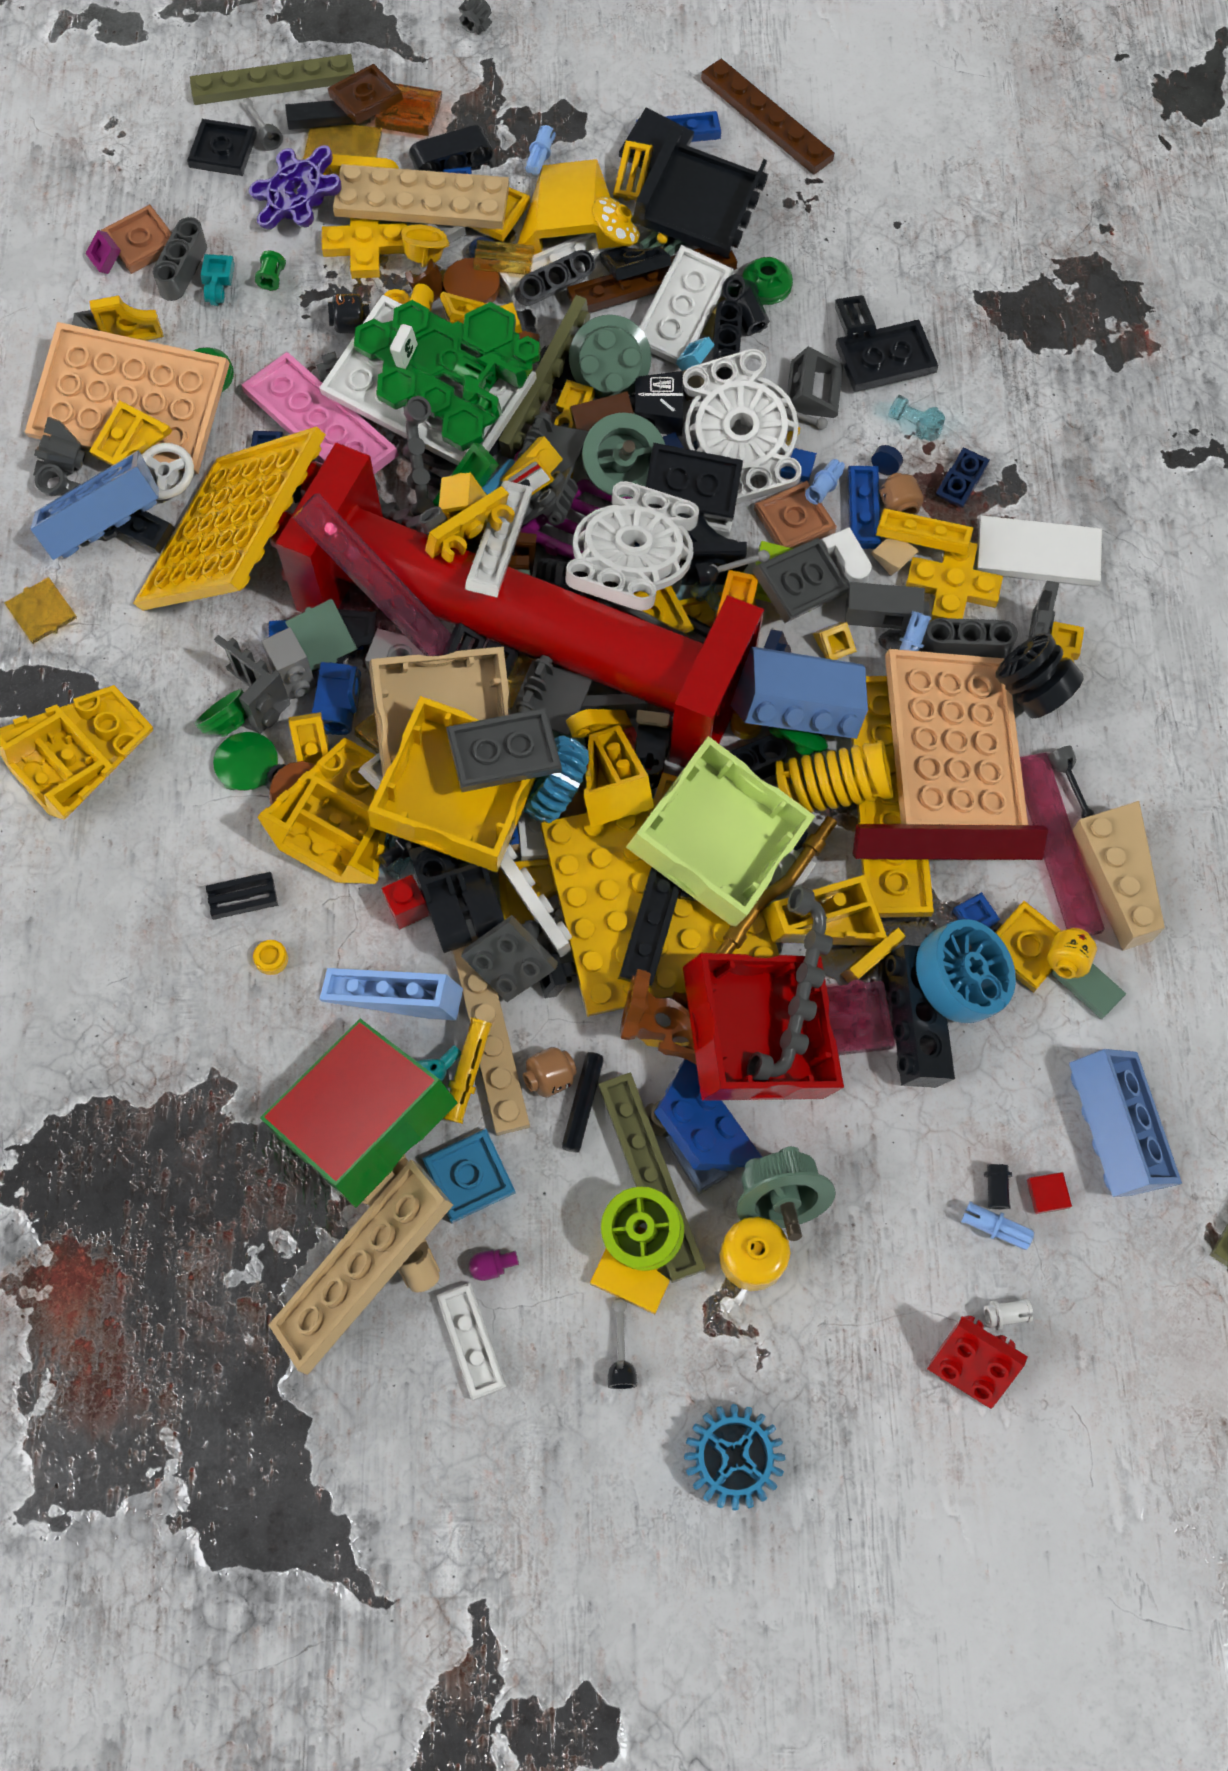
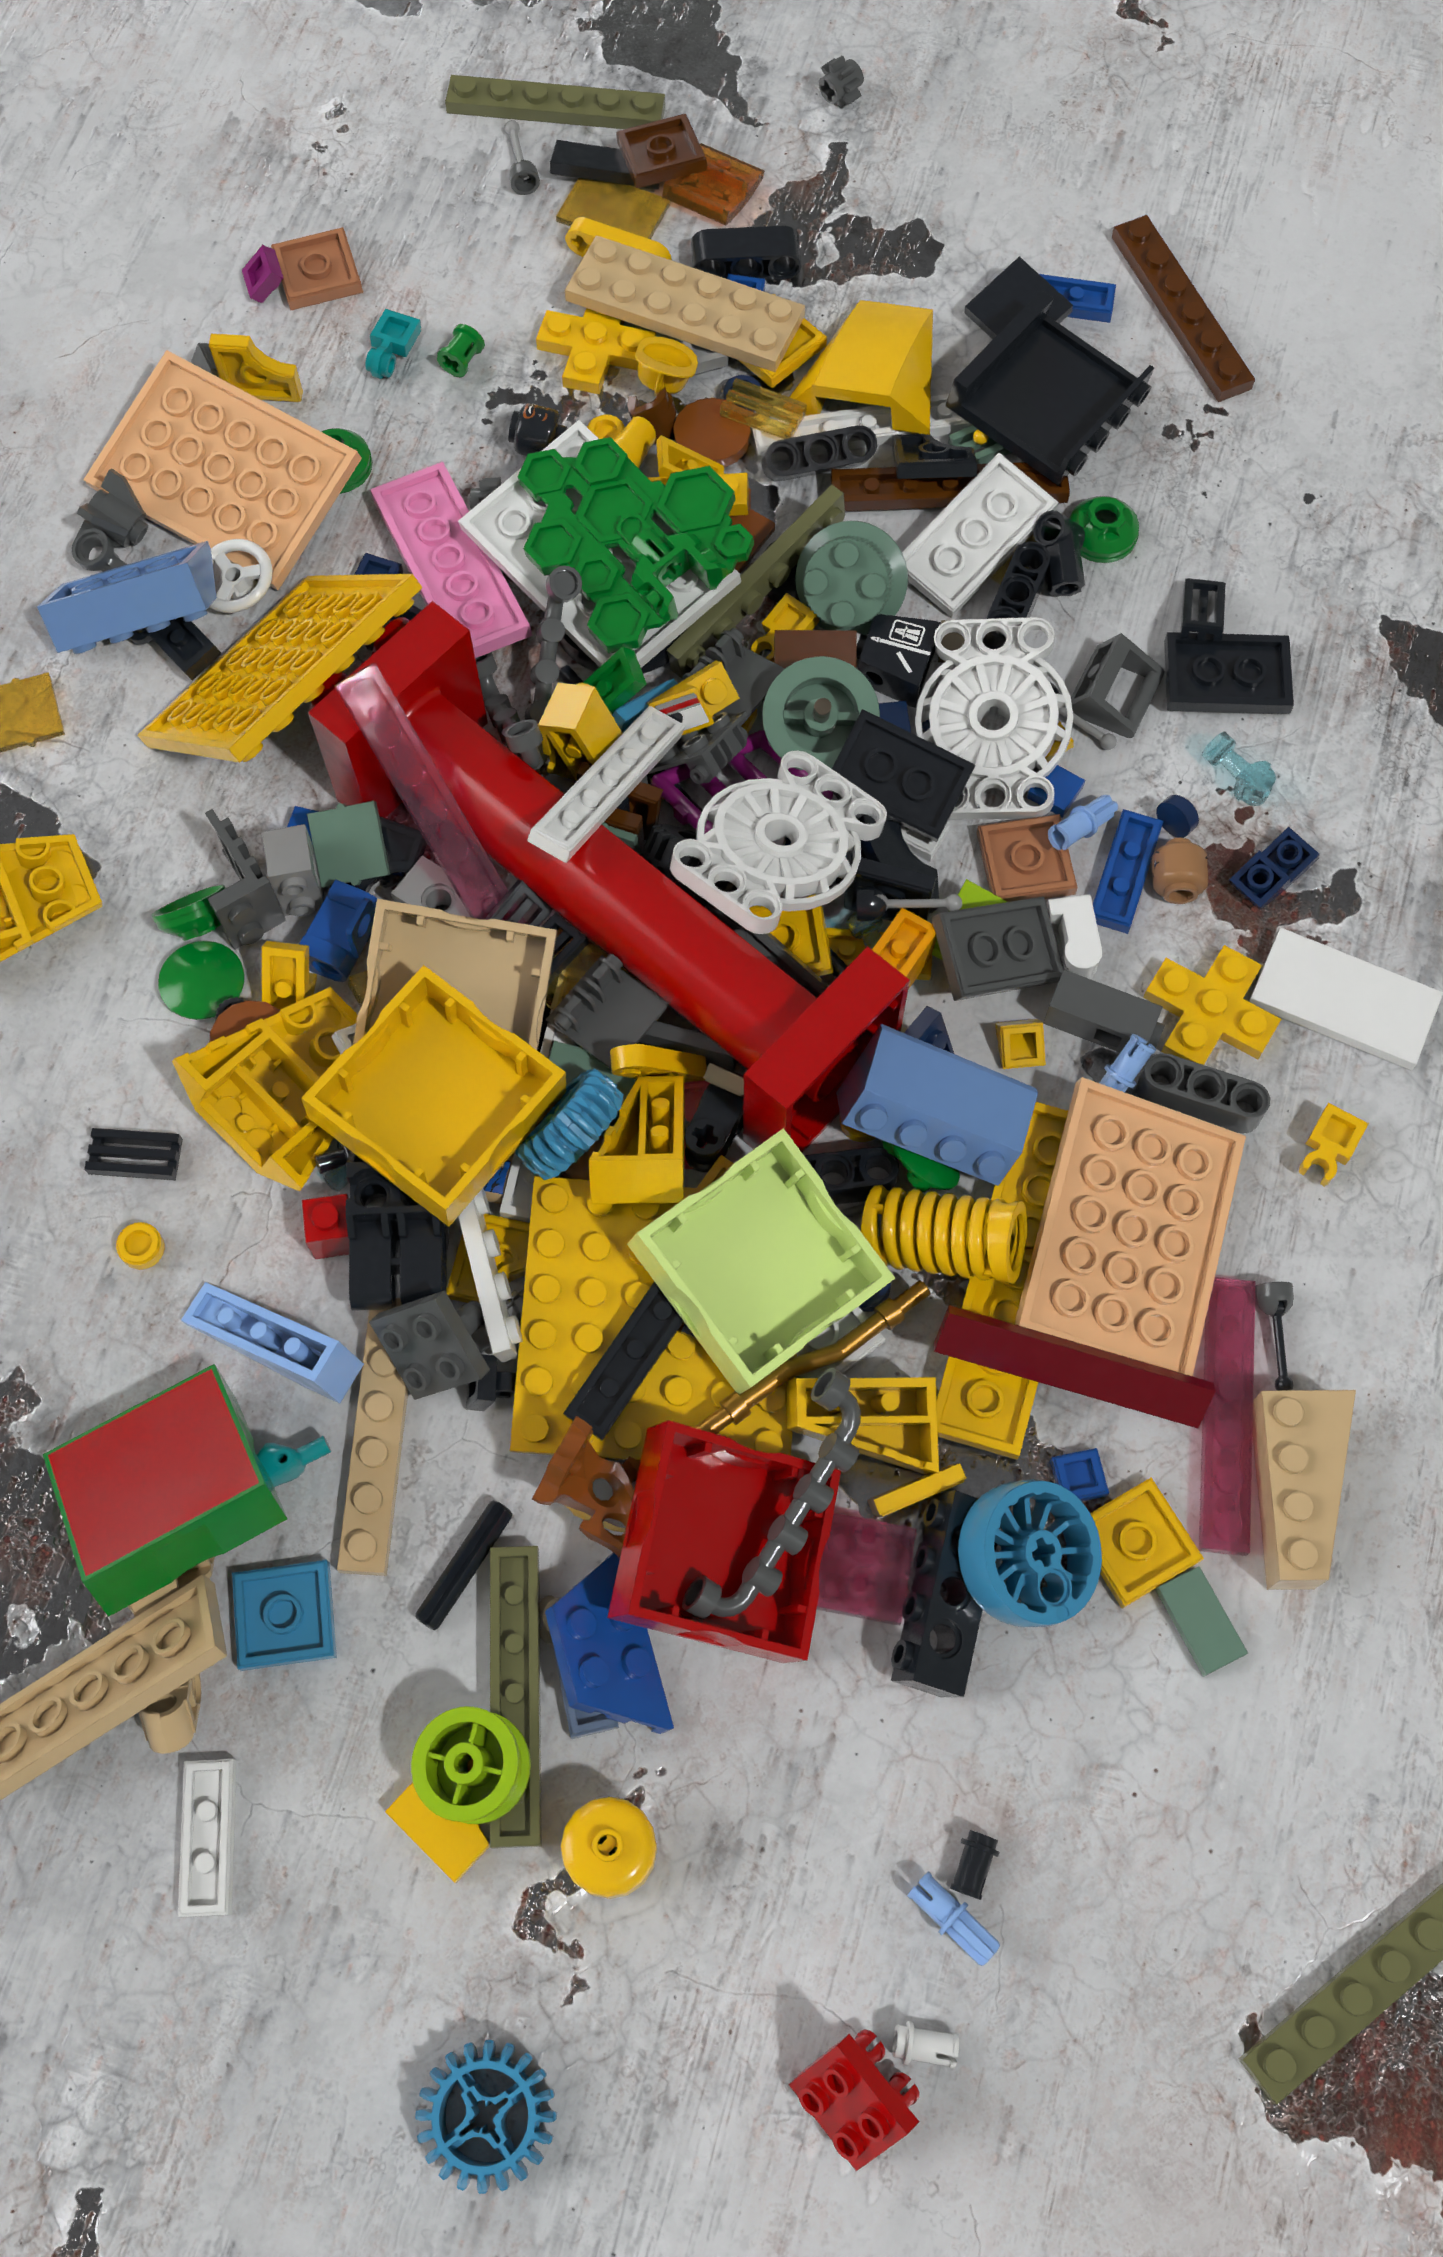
camera: 20 degrees right, 0 degrees up
(126, 433) = (202, 515): yellow wing -> none
(180, 259) = (353, 307): dark grey beam -> none
(222, 147) = (460, 175): black tile -> none
(291, 173) = (510, 249): dark purple plate -> none
(403, 346) = (575, 495): white tile -> none
(467, 1068) = (316, 1491): yellow pin -> none
(469, 524) = (567, 755): yellow plate -> none
(491, 1264) = (269, 1743): magenta cylinder -> none
(503, 749) = (504, 1068): dark grey tile -> none
(540, 149) = (862, 279): light blue axle -> none
(549, 1072) = (433, 1511): medium nougat head -> none
(615, 221) = (922, 399): yellow dish -> none
(622, 1373) = (383, 1948): hinge -> none
(628, 194) = (977, 303): yellow tile -> none
(695, 353) = (966, 602): medium azure tile -> none
(785, 1190) = (675, 1776): sand green piece -> none
(893, 554) = (1141, 946): tan slope -> none
(924, 531) = (1193, 929): yellow tile -> none
(1039, 675) = (1277, 1174): black wheel -> none
(1043, 612) = (1313, 1096): dark grey wing -> none
(1049, 1193) = (1042, 1896): red tile -> none
(1072, 953) = (1189, 1573): yellow head -> none
(1124, 1123) = (1181, 1834): medium blue slope -> none

